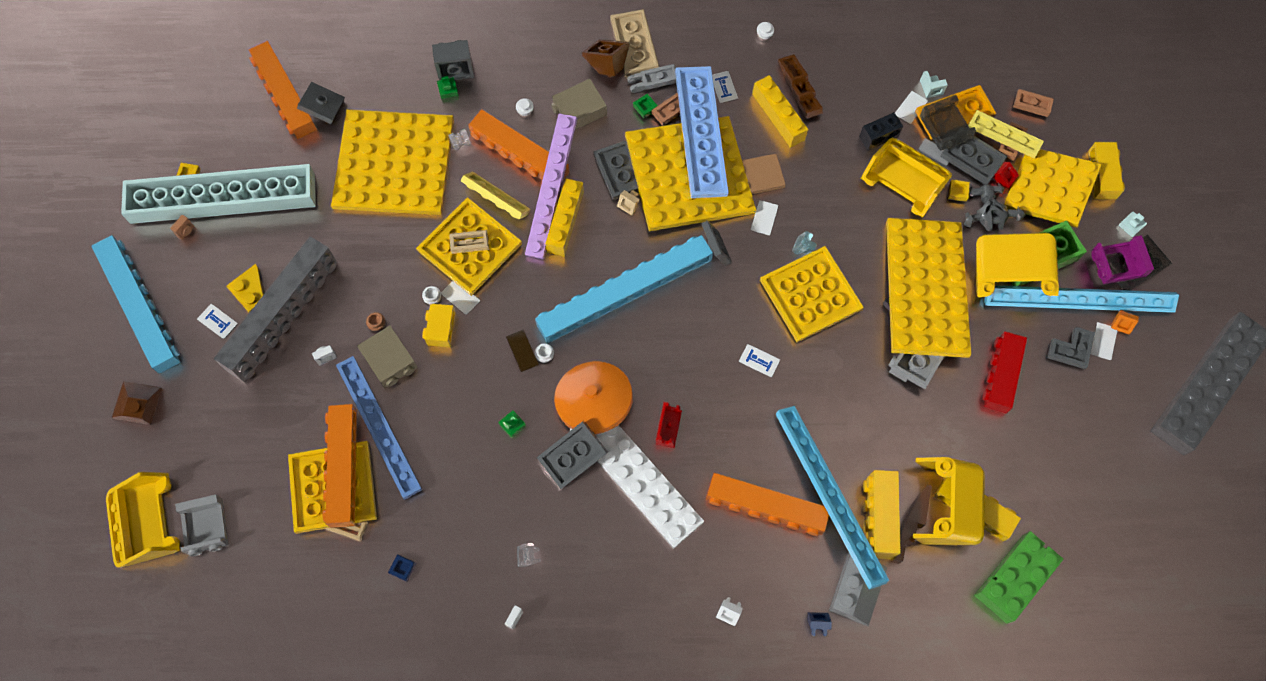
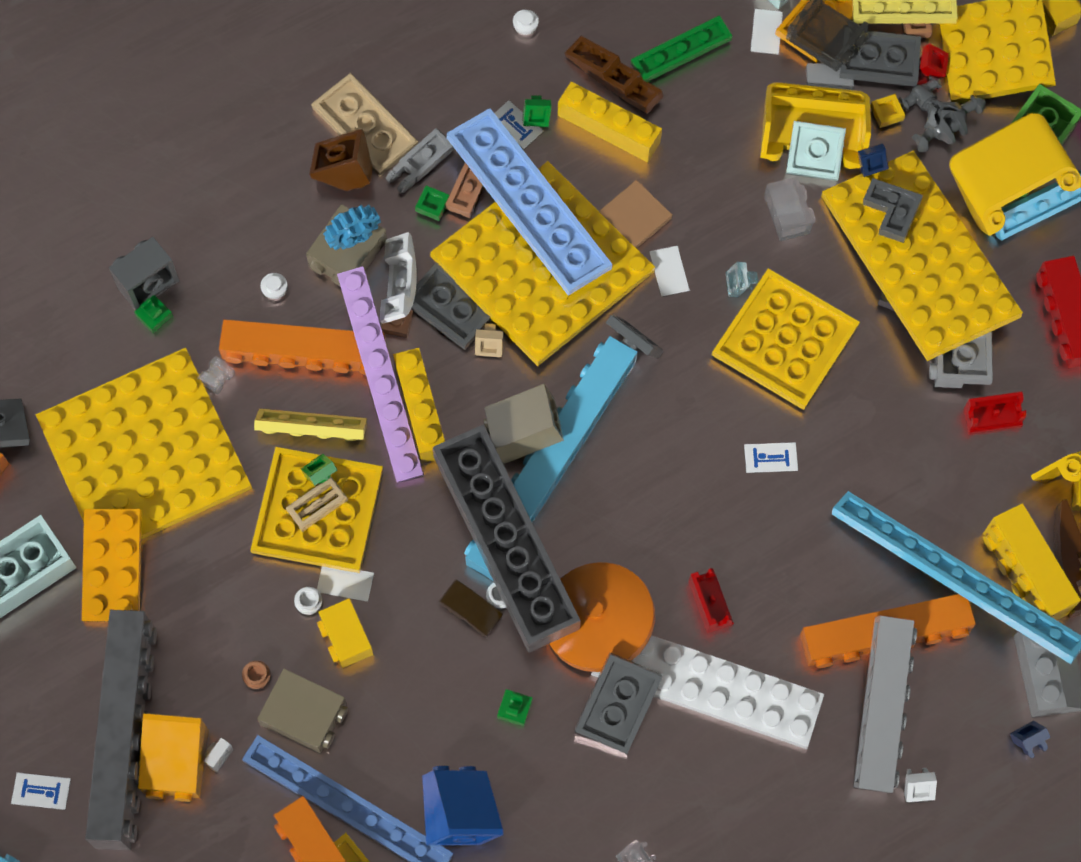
camera: 30 degrees left, 0 degrees up
(247, 288) = (57, 726): yellow wing -> none
(296, 340) = (172, 756): none -> light orange slope
(334, 212) = (111, 562): none -> light orange plate
(439, 462) = (459, 807): none -> blue slope
(482, 222) = (319, 469): none -> green plate
(562, 319) = (506, 538): none -> flat silver brick
(583, 163) = (398, 327): none -> nougat plate
(584, 91) = (352, 227): none -> dark azure gear
(599, 141) = (401, 279): none -> white slope
(617, 259) = (523, 423): none -> dark tan brick
(735, 548) = (884, 704): none -> light grey brick
(739, 84) = (536, 111): none -> green tile
(851, 91) = (681, 49): none -> green plate
(860, 217) = (789, 208): none -> clear brick
(880, 131) = (750, 83): black brick -> none
(898, 191) = (815, 150): none -> light aqua tile
(917, 408) = (994, 412): none -> red hinge
(929, 249) = (898, 205): none -> dark grey plate
(930, 213) = (873, 160): none -> dark blue tile

